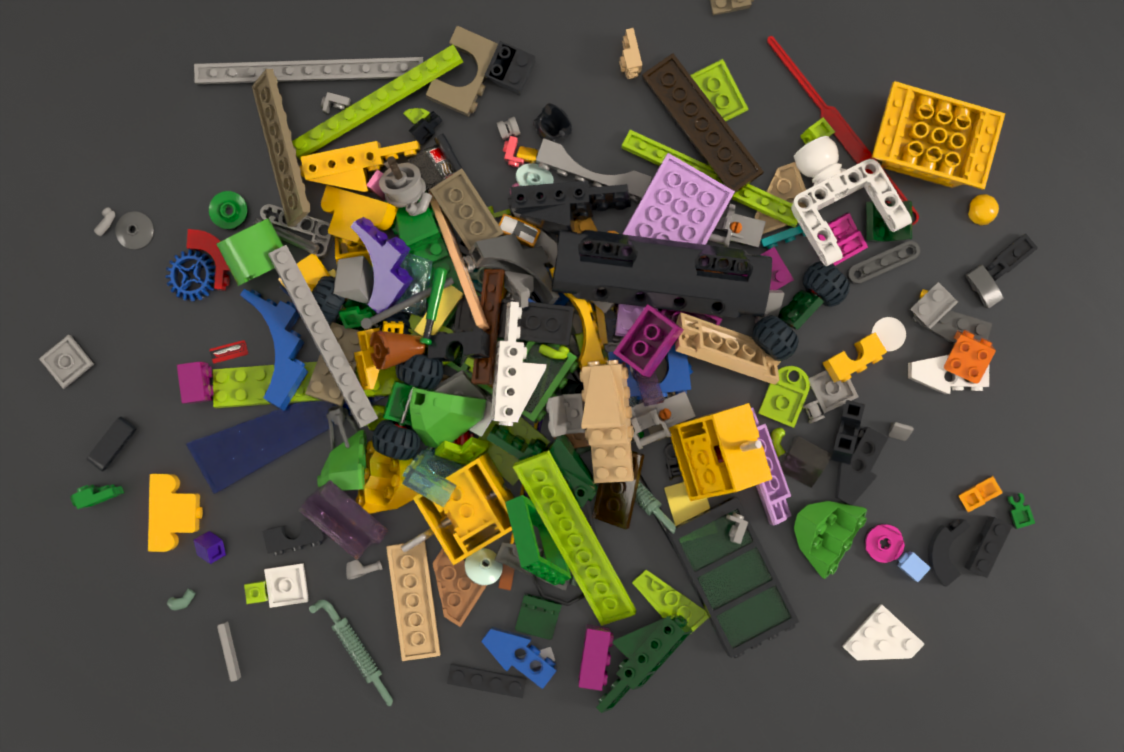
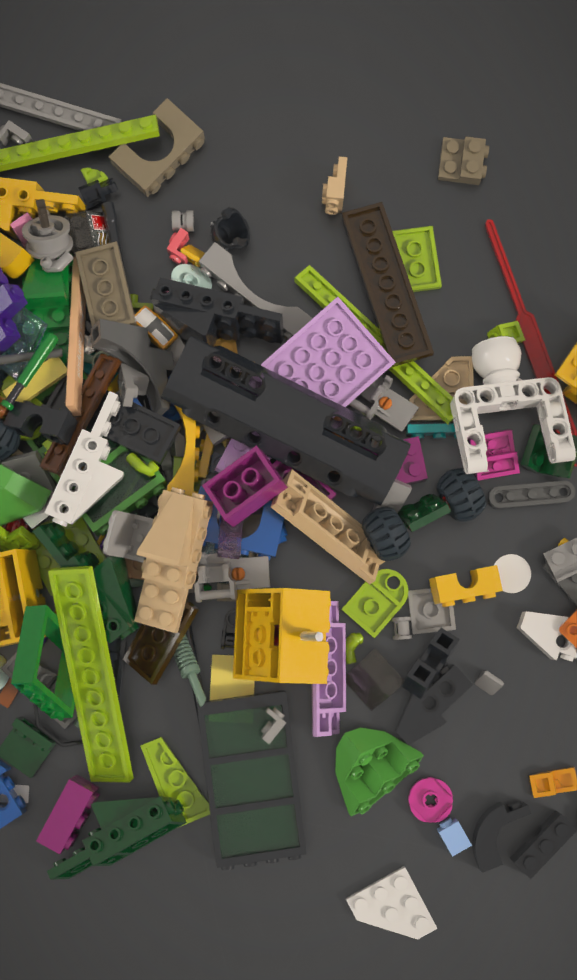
camera: 20 degrees right, 5 degrees down
(510, 67) = (207, 160): black slope -> none

